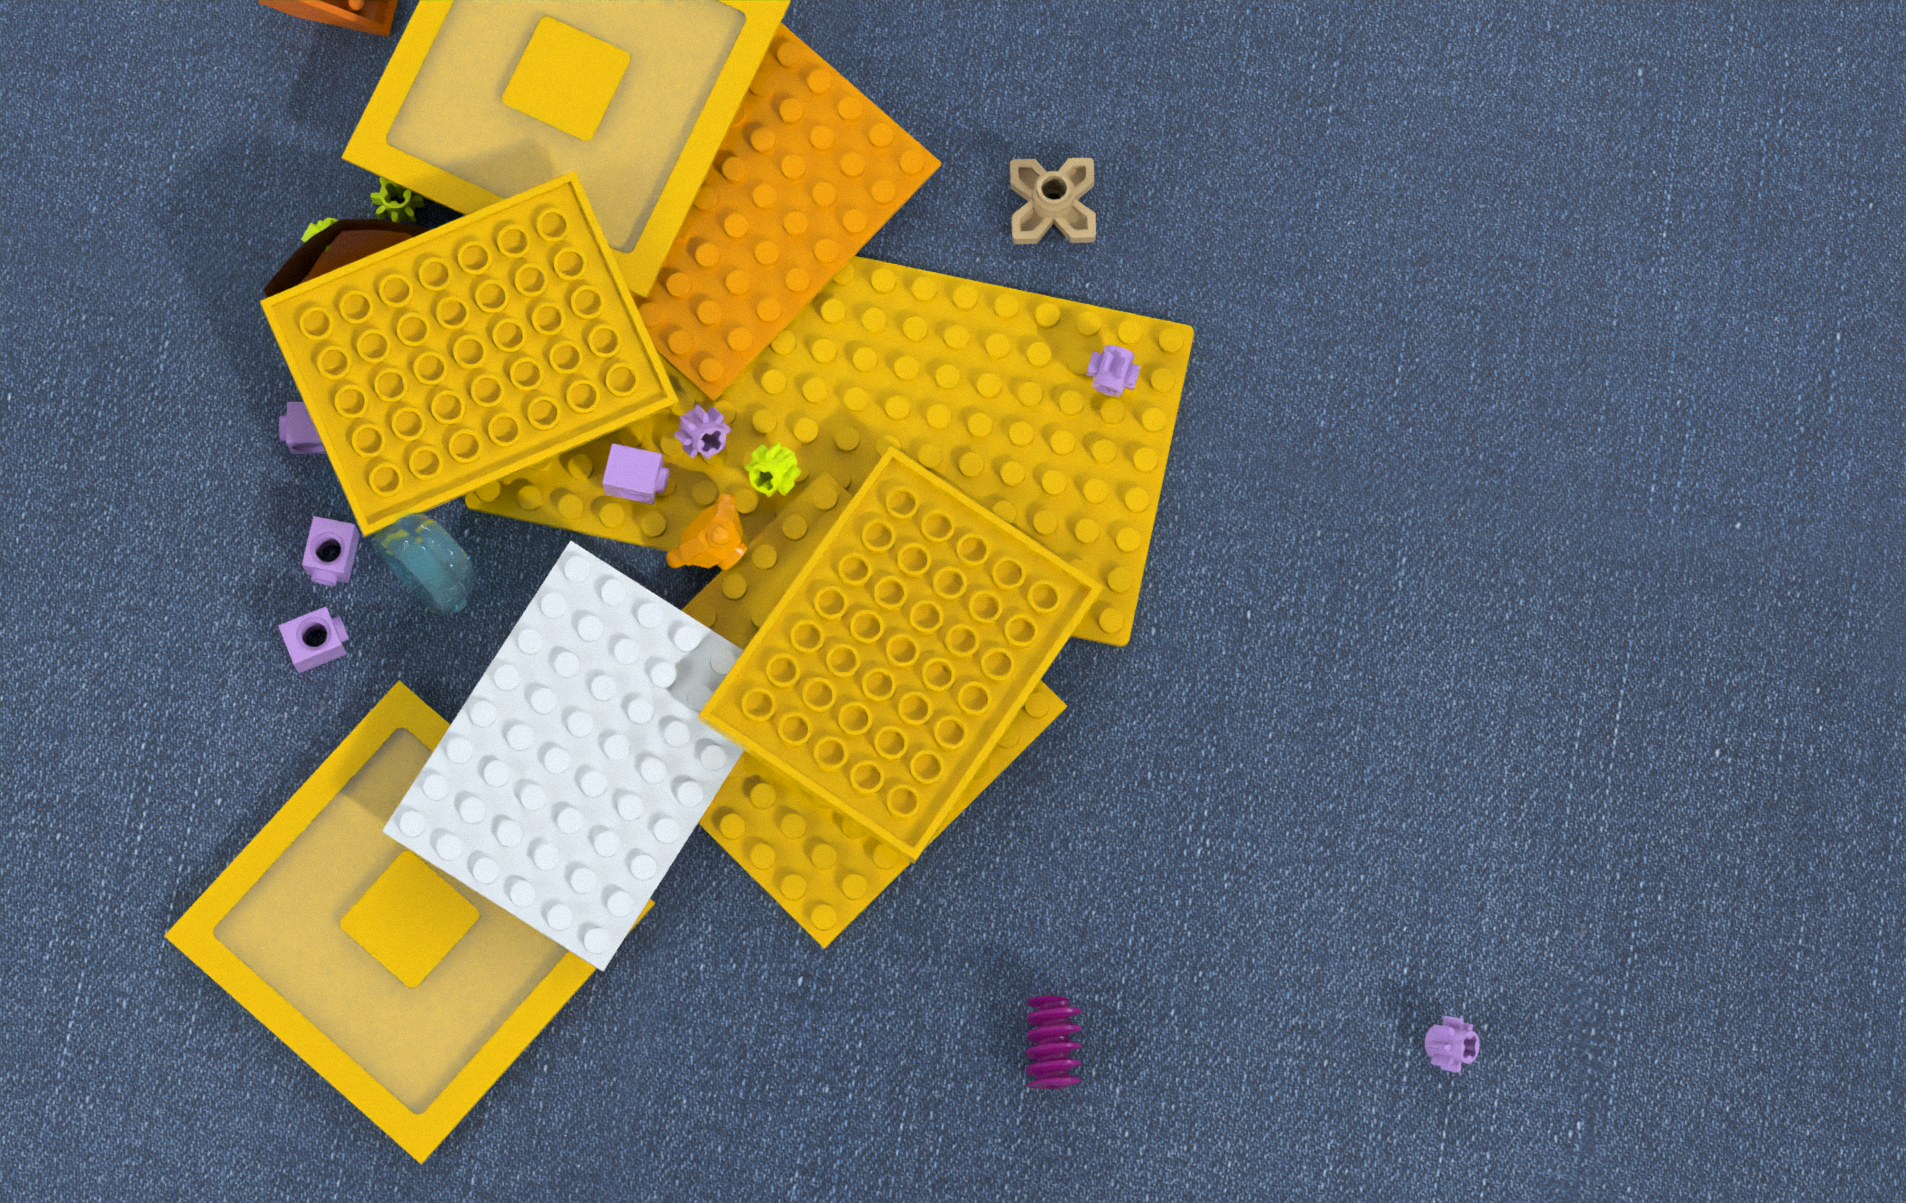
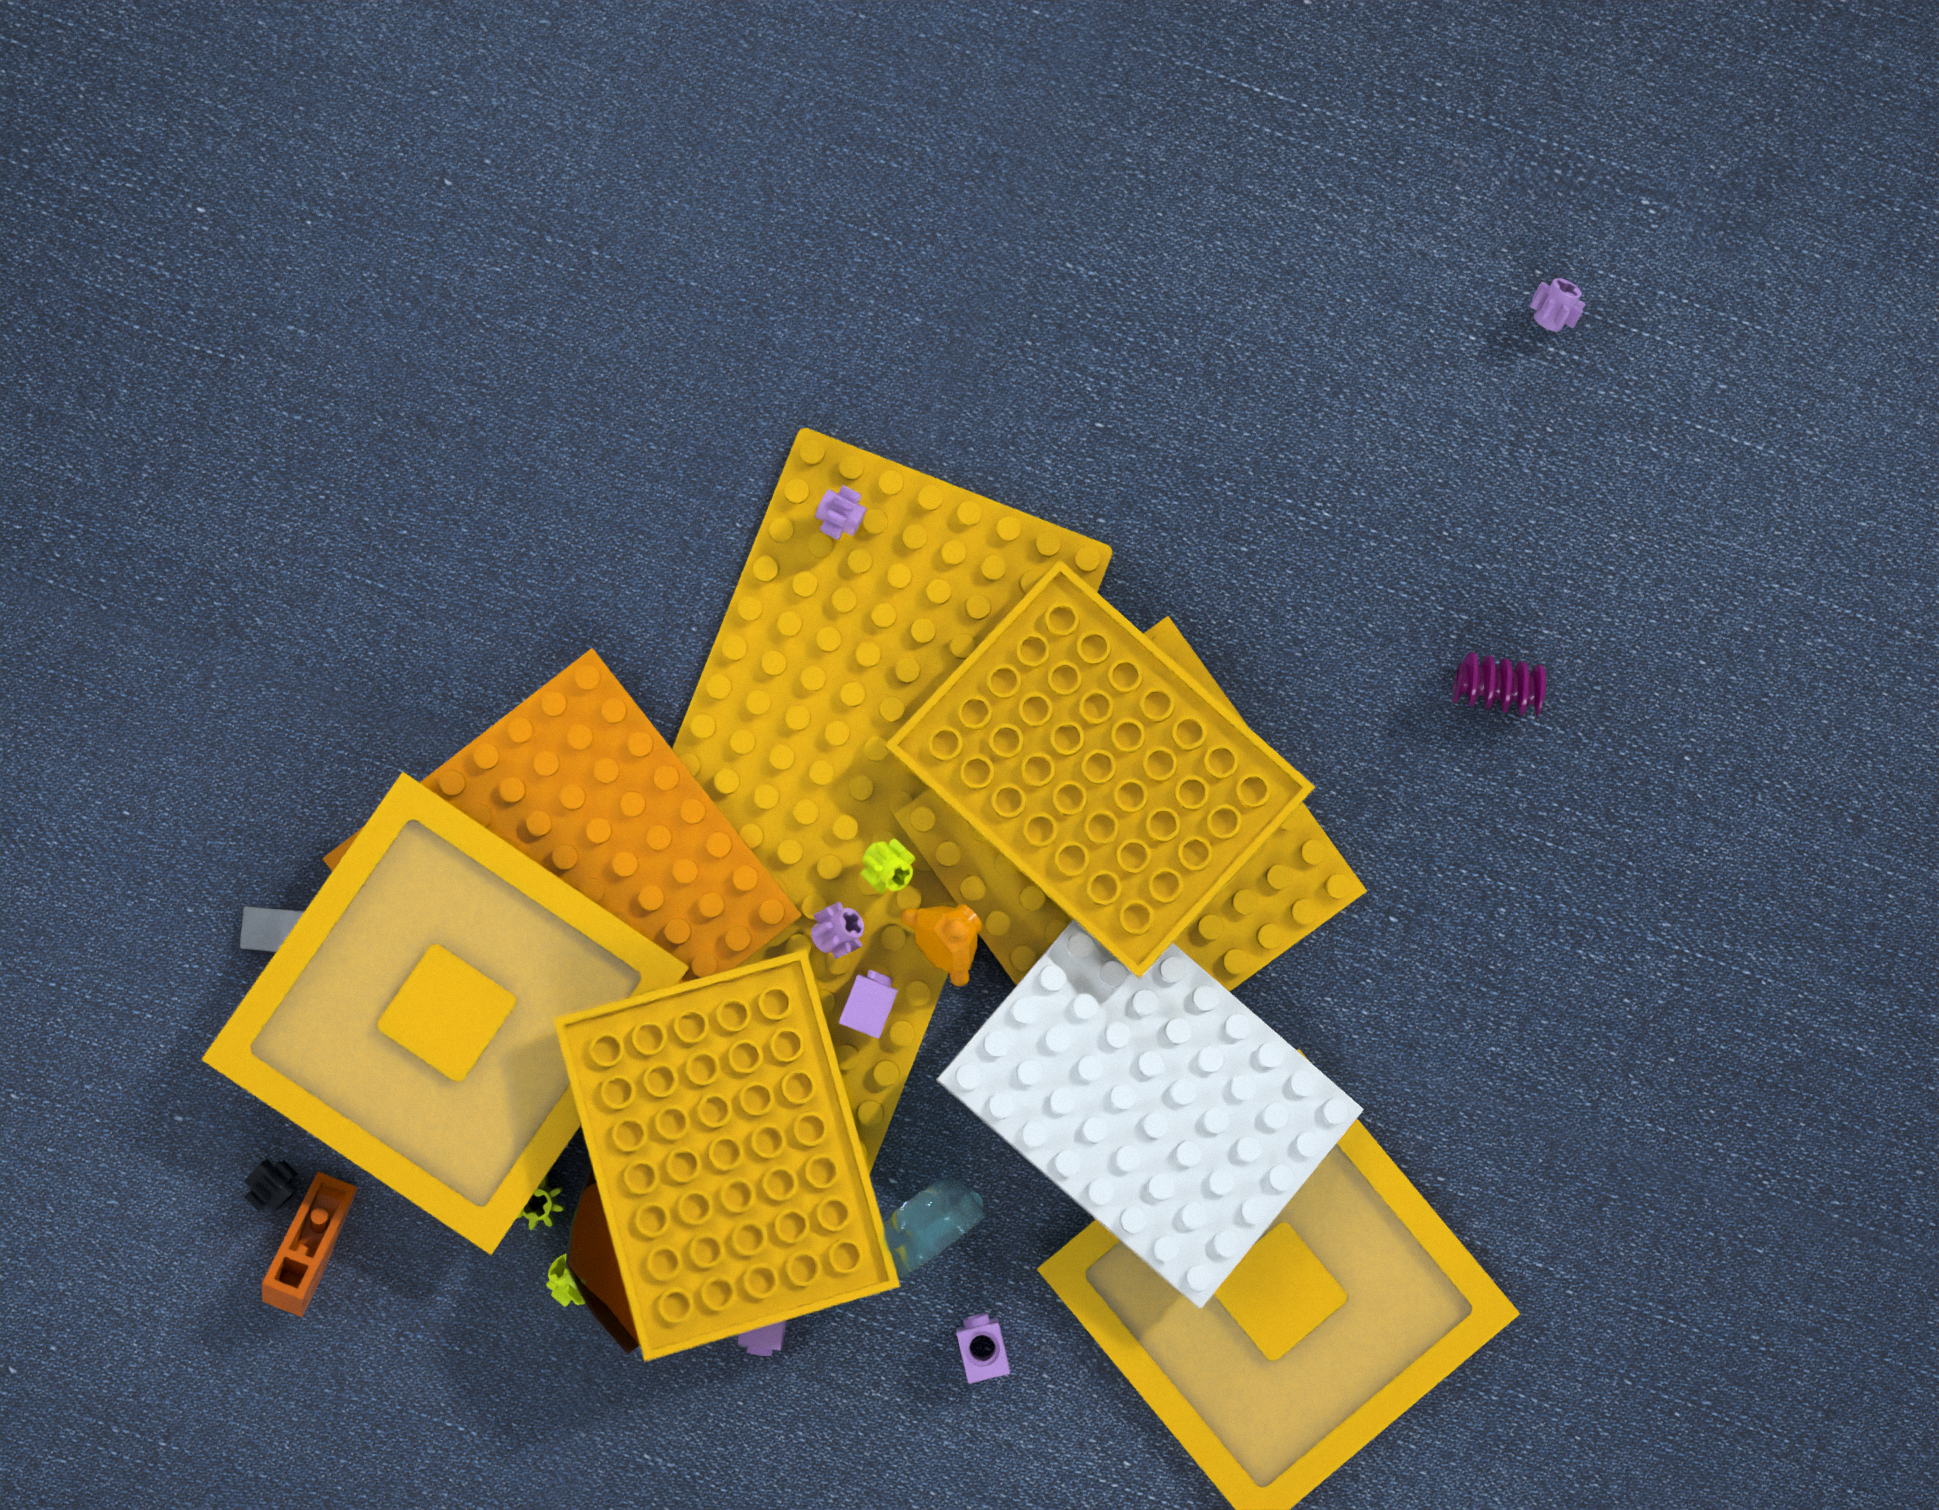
camera: 80 degrees left, 10 degrees up
(327, 533) = (876, 1326): lavender brick -> none
(1040, 211) = (668, 529): tan plant -> none

